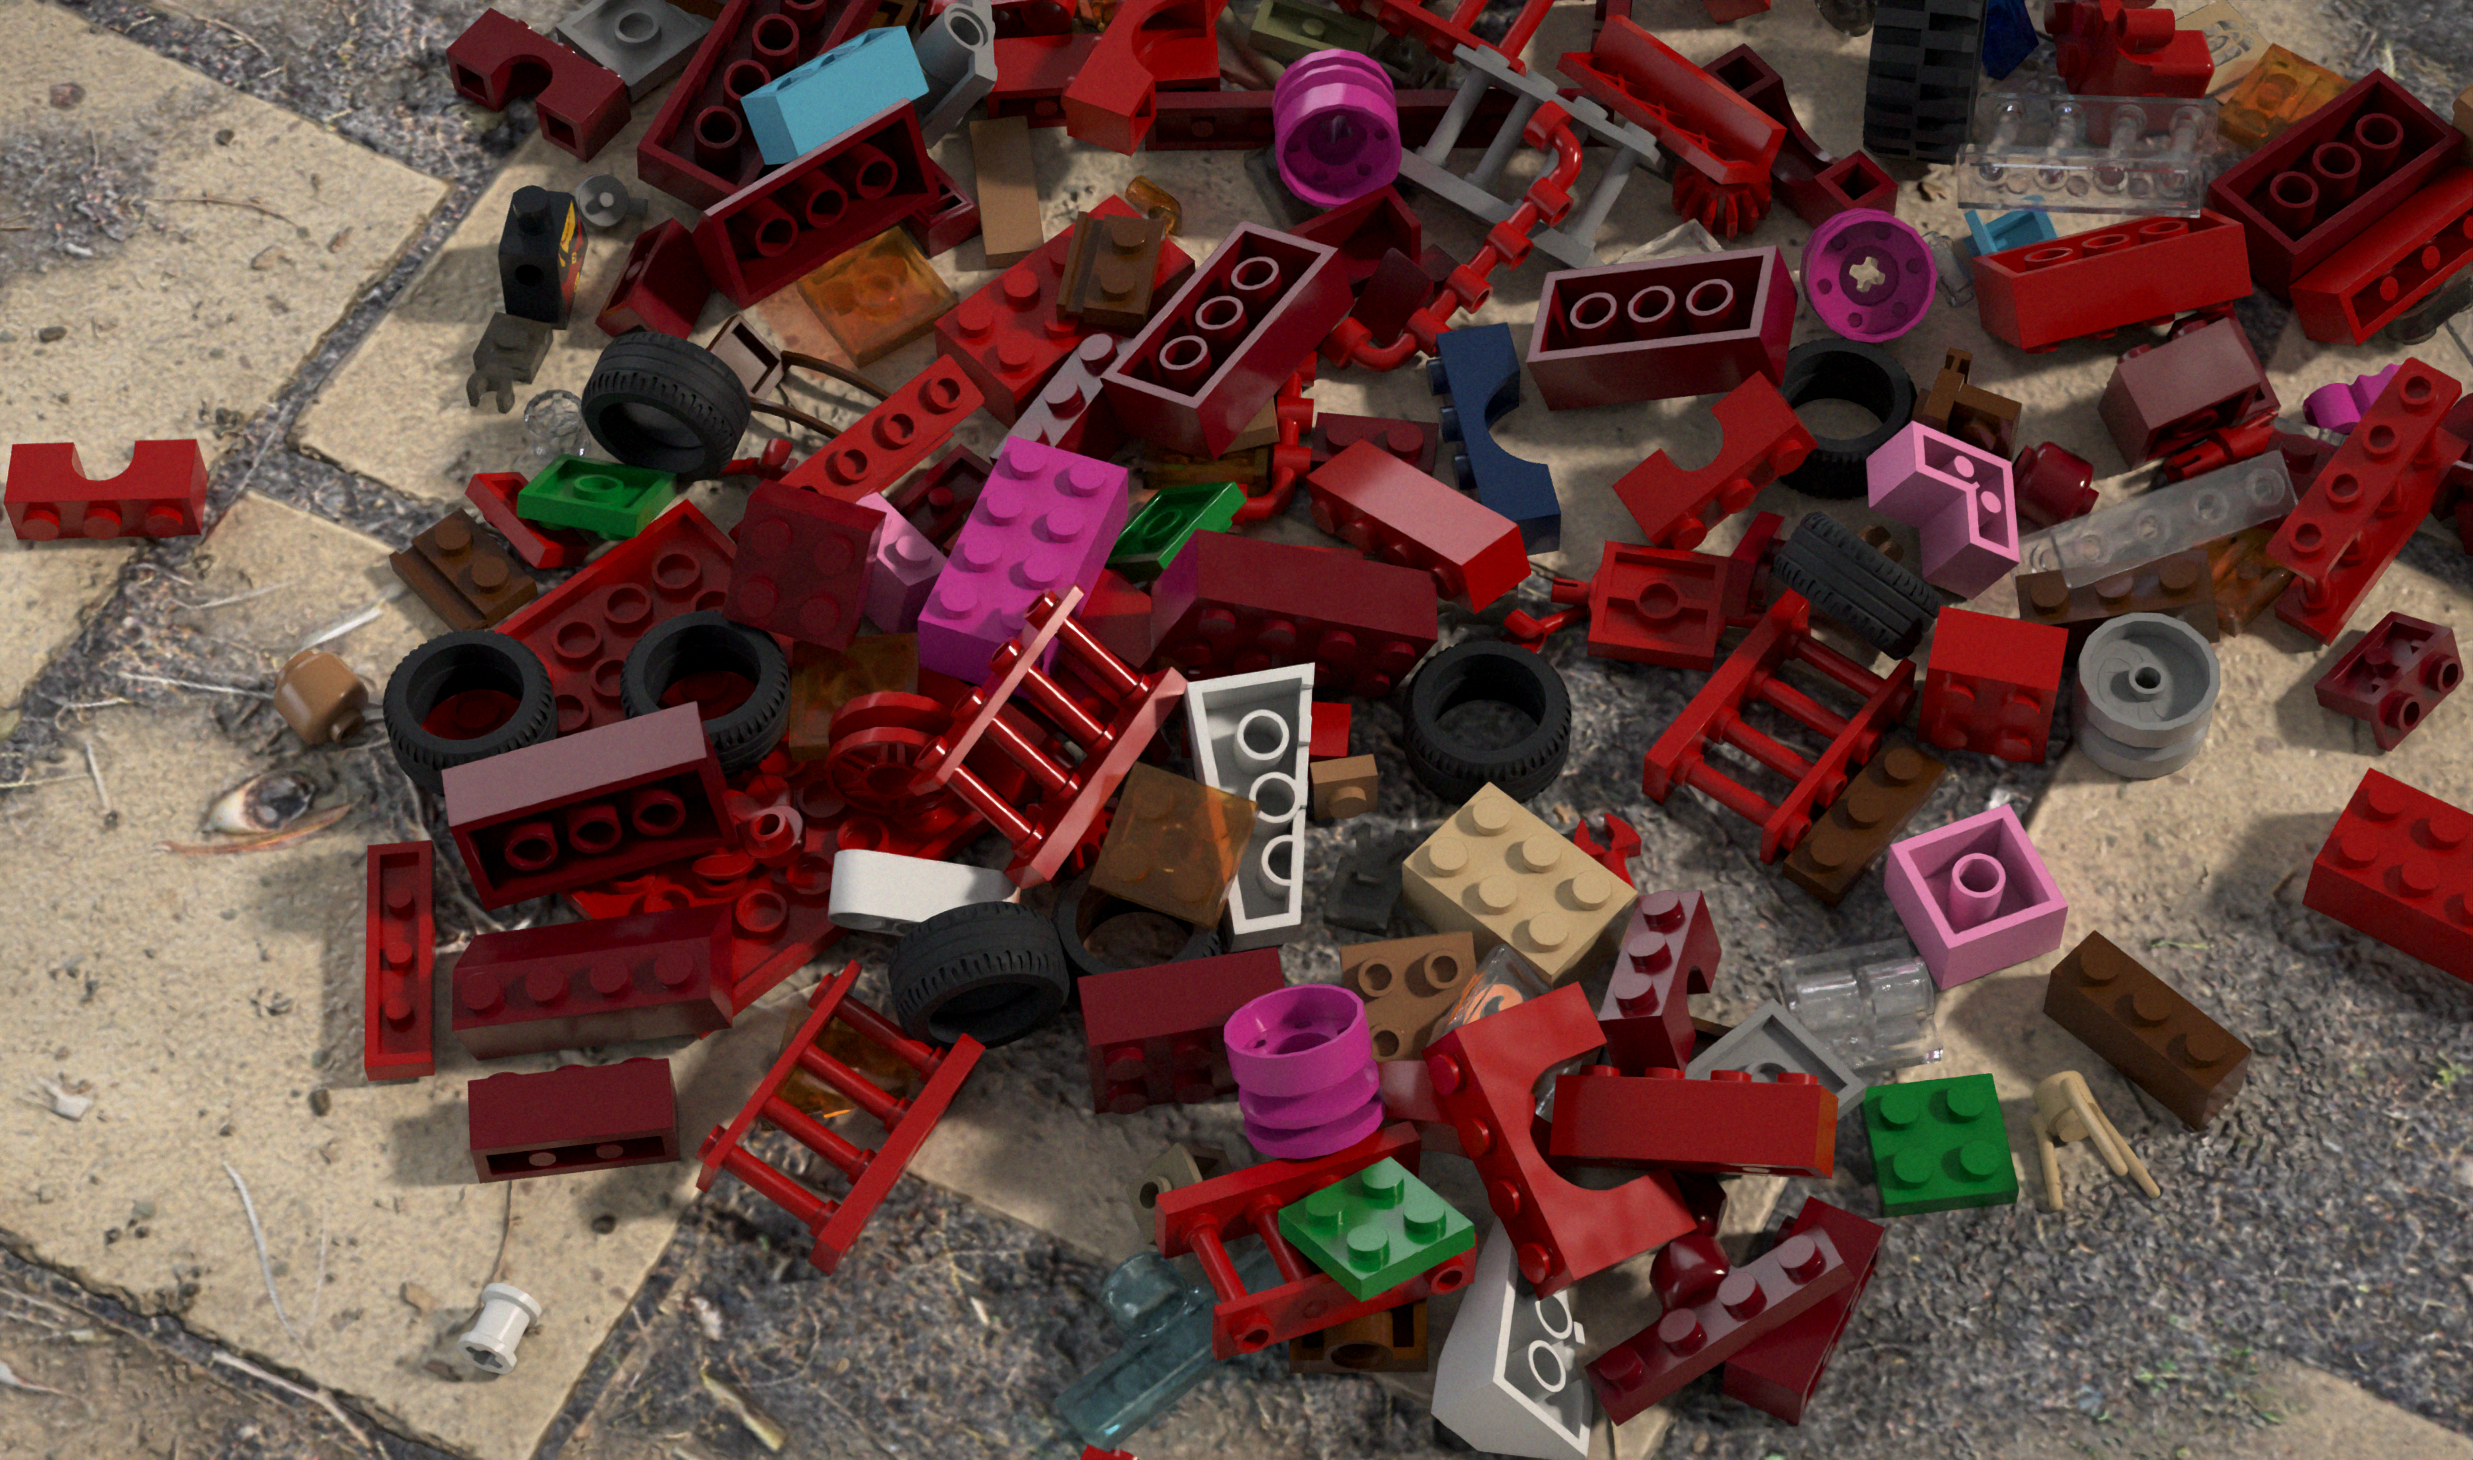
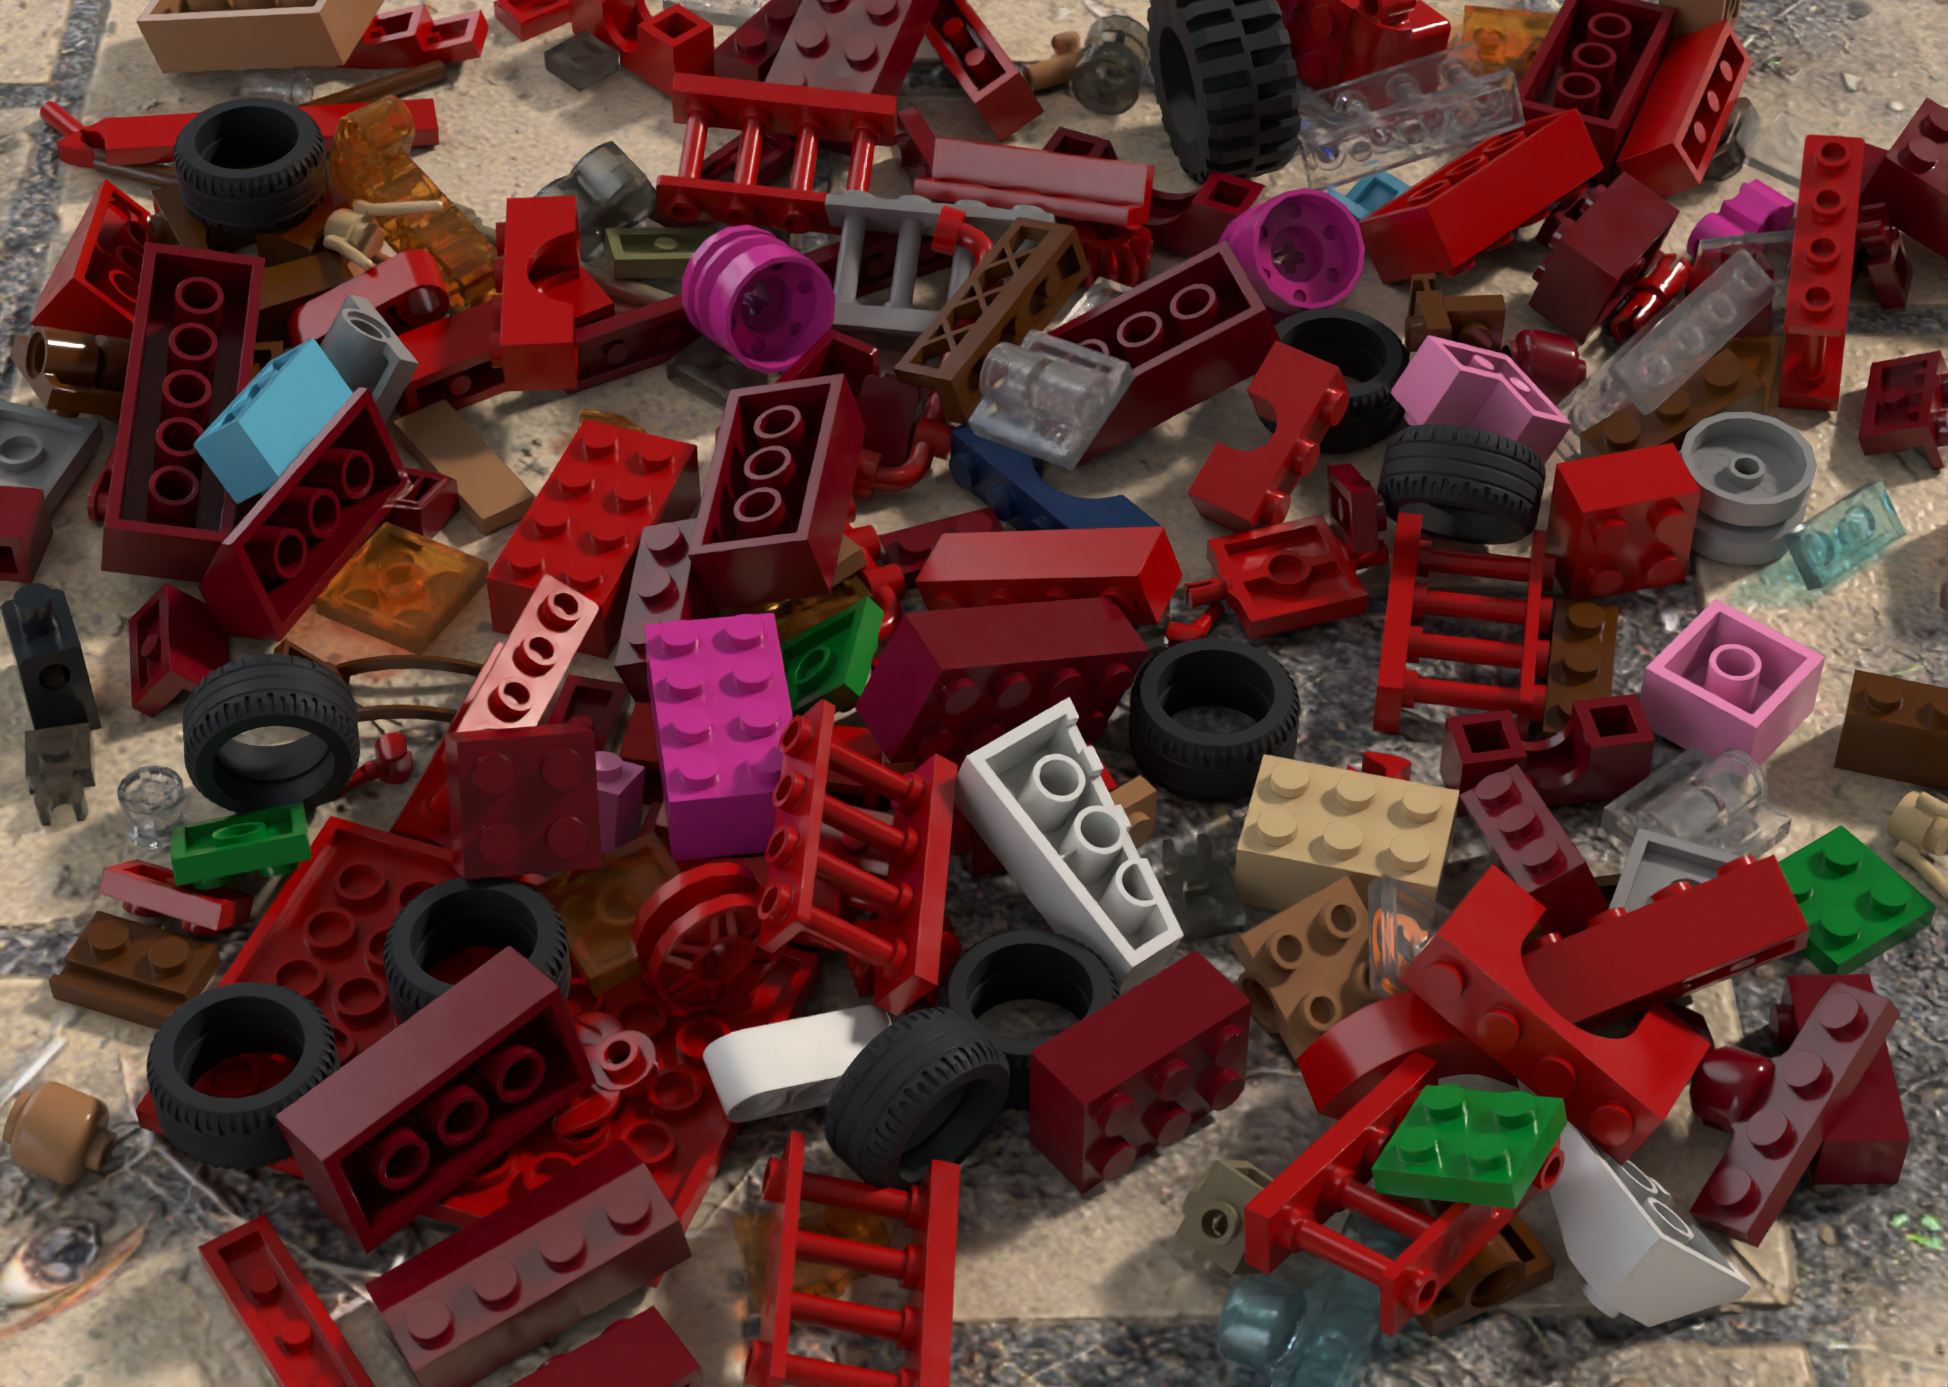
camera: 30 degrees left, 10 degrees down
(606, 202) = (86, 599): light grey piece -> none
(1111, 270) = (633, 472): reddish brown plate -> none
(1175, 845) = (1036, 906): clear orange plate -> none
(1305, 1071) = (1306, 1039): dark pink wheel -> none
(1524, 340) = (1048, 396): none -> clear plate
(1542, 241) = (1030, 300): none -> reddish brown fence
(1793, 909) = (1591, 759): none -> dark red arch
(2218, 783) = (1844, 535): none -> clear light blue plate

